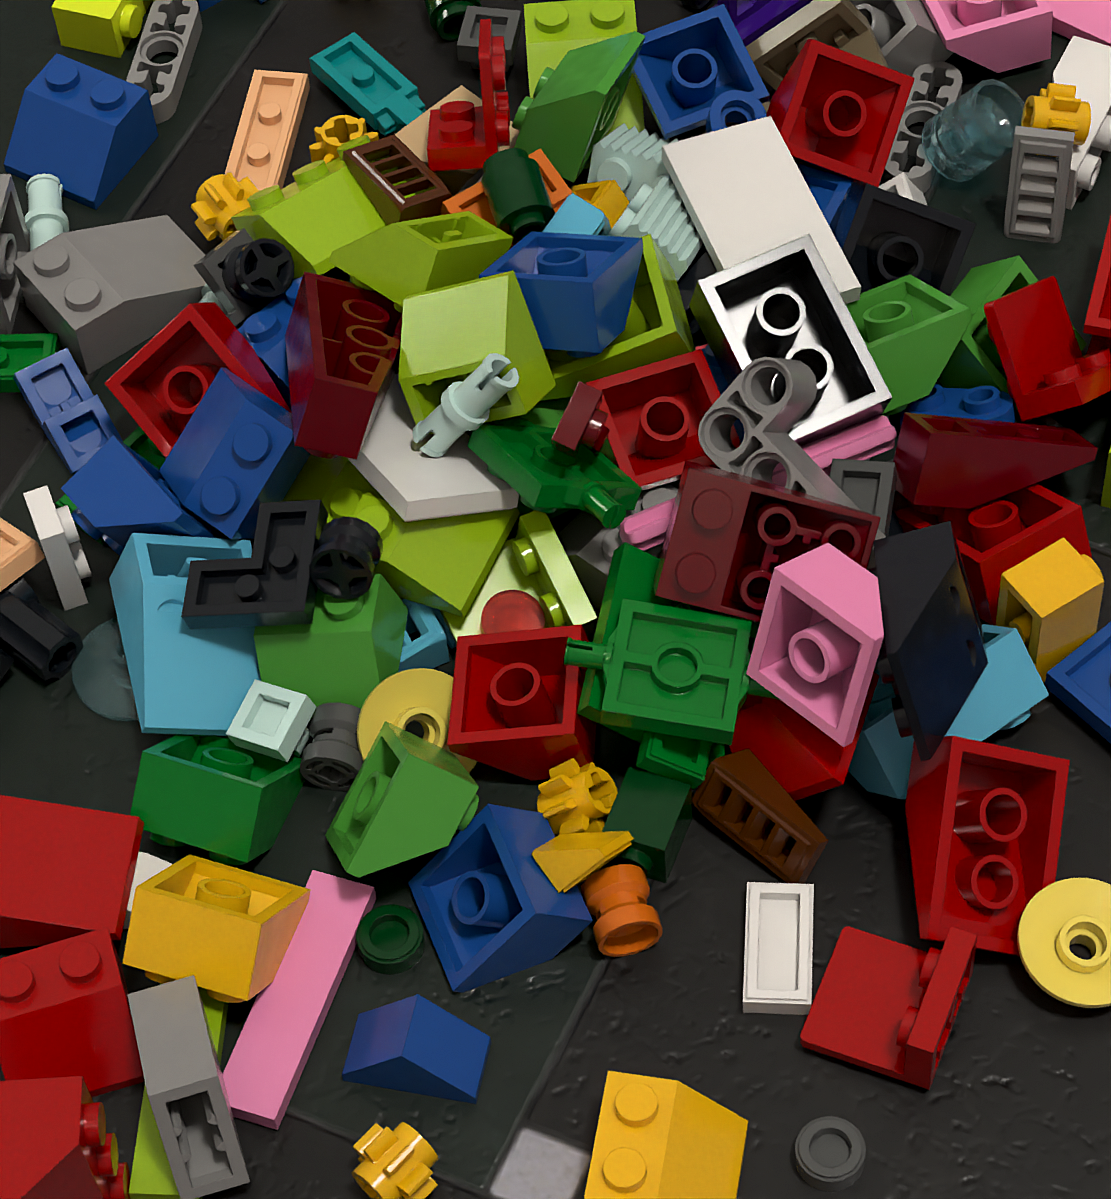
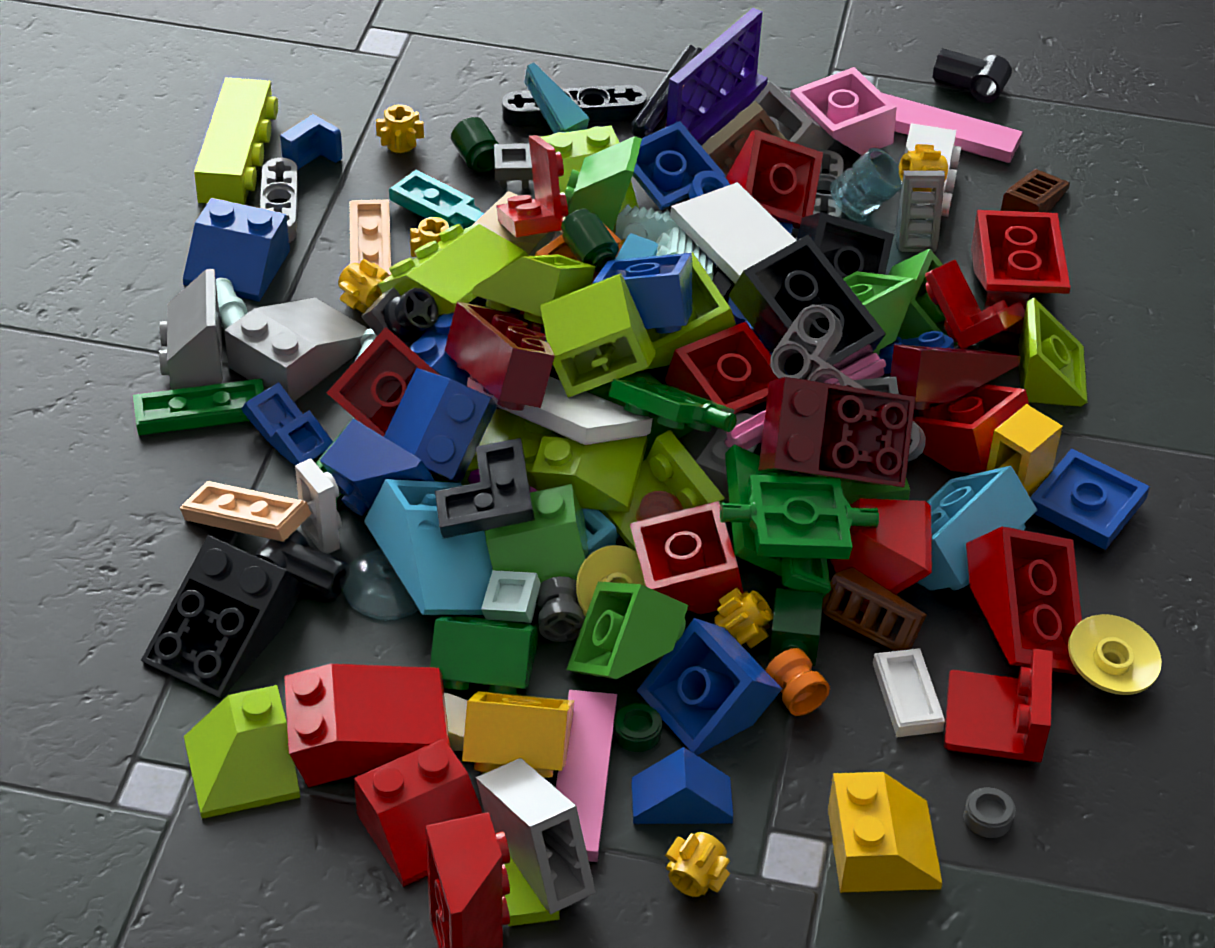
camera: 20 degrees left, 10 degrees down
(346, 558) = (550, 484): black wheel -> none
(390, 199) = (492, 244): reddish brown slope -> none
(465, 405) = (607, 365): light aqua pin -> none
(576, 856) = (763, 647): yellow slope -> none
(581, 422) = (690, 367): dark red plate -> none
(820, 639) = (905, 475): bright pink slope -> none
(931, 632) = (961, 462): black slope -> none

